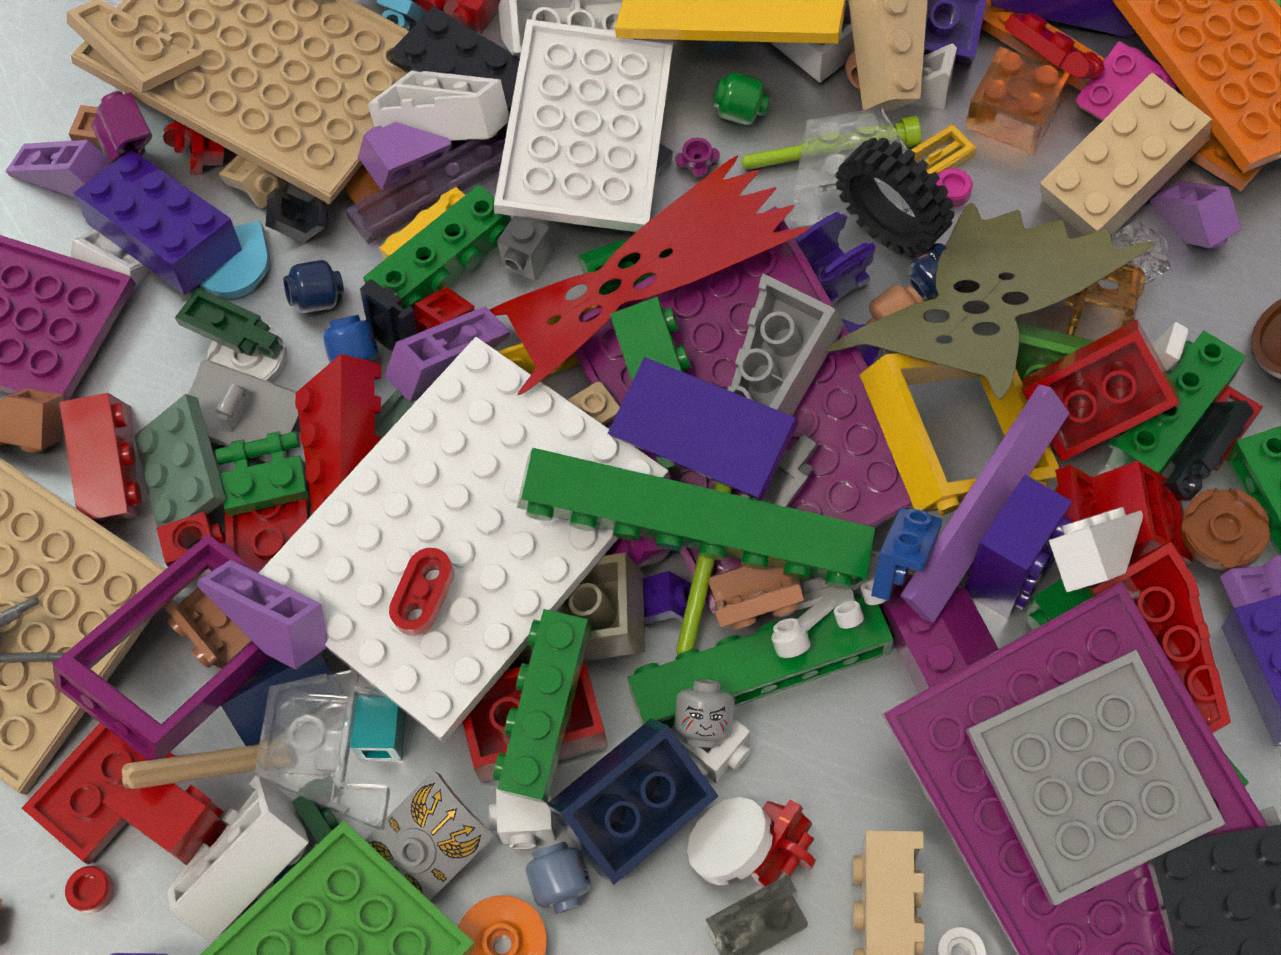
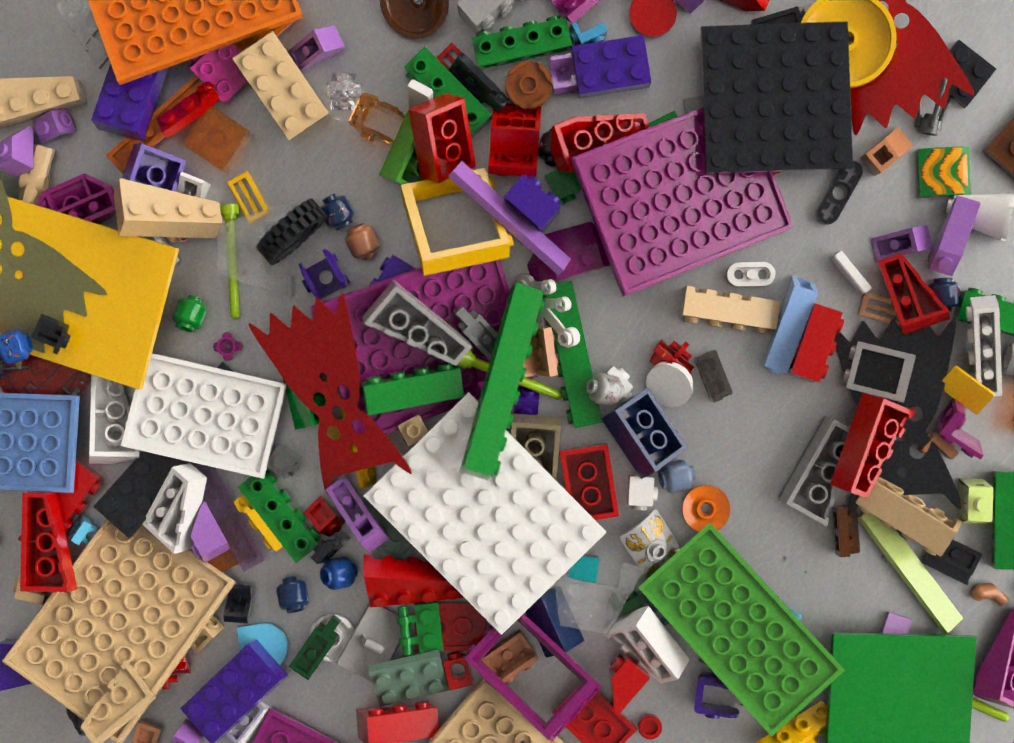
camera: 90 degrees left, 25 degrees up
(120, 126) = (164, 715): magenta brick -> none
(189, 767) = (602, 666): tan axle -> none
(269, 613) = (522, 625): medium lavender slope -> none
(419, 593) = (526, 536): red plate -> none
(544, 706) = (599, 475): green brick -> none
(703, 428) = (450, 370): dark purple tile -> none
(904, 548) = (532, 266): blue bracket -> none
(958, 185) = (272, 190): dark pink tile -> none
(1044, 267) = (335, 181): olive piece -> none
(1094, 777) = (670, 193): light grey plate -> none
(1096, 548) = (550, 165): white slope -> none

